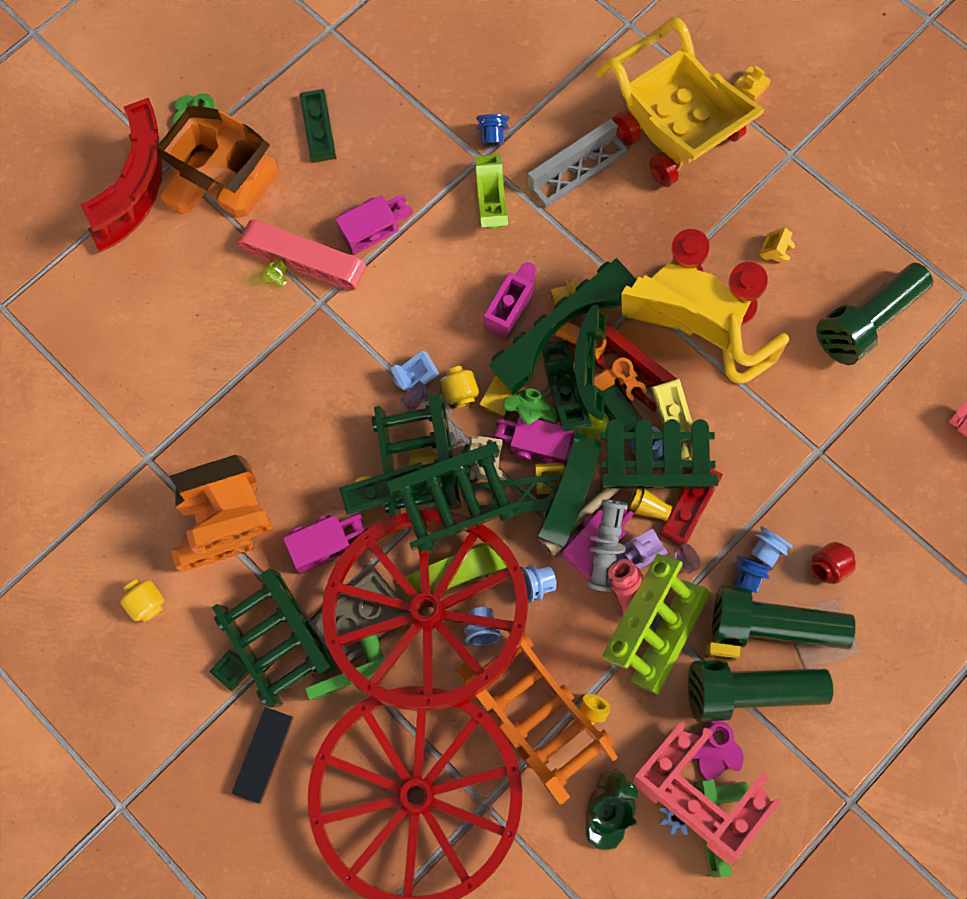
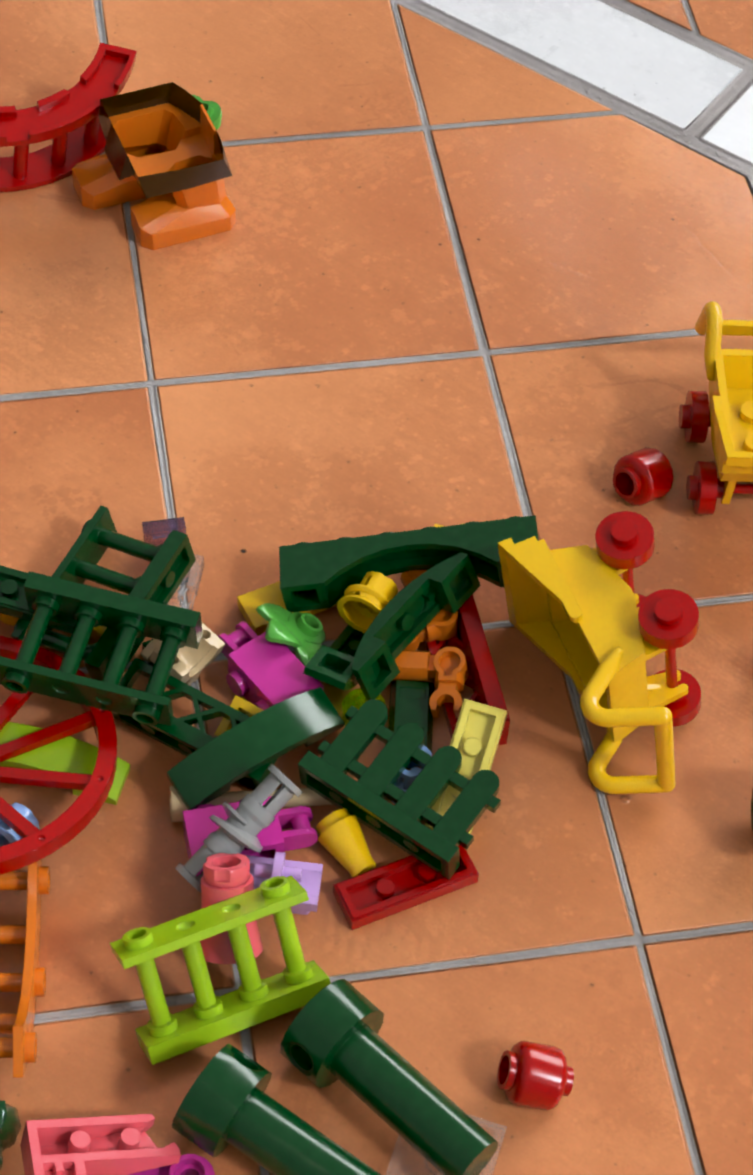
camera: 30 degrees right, 20 degrees down
(274, 272) = (125, 316): clear neon green tile -> none
(302, 254) = (175, 319): coral beam -> none
(318, 126) = (318, 209): dark green tile -> none
(372, 222) = (288, 334): dark pink brick -> none
(416, 369) = (200, 512): light blue bracket -> none
(459, 387) = (228, 561): yellow head -> none
(491, 191) = (461, 384): lime arch -> none
(492, 128) = (523, 322): blue piece -> none
(510, 302) = (377, 504): dark pink brick -> none
(538, 582) = (121, 830): light blue piece -> none
(556, 361) = (366, 600): none -> yellow piece
(570, 157) = (597, 413): light grey fence -> none
(594, 708) = (57, 1025): yellow tile -> none
(627, 183) = (643, 476): none -> red head
(688, 557) = (338, 936): tile -> none
(722, 651) = (287, 1077): yellow tile -> none
(750, 573) = (407, 1009): blue piece -> none
(769, 547) = (461, 996): light blue piece -> none

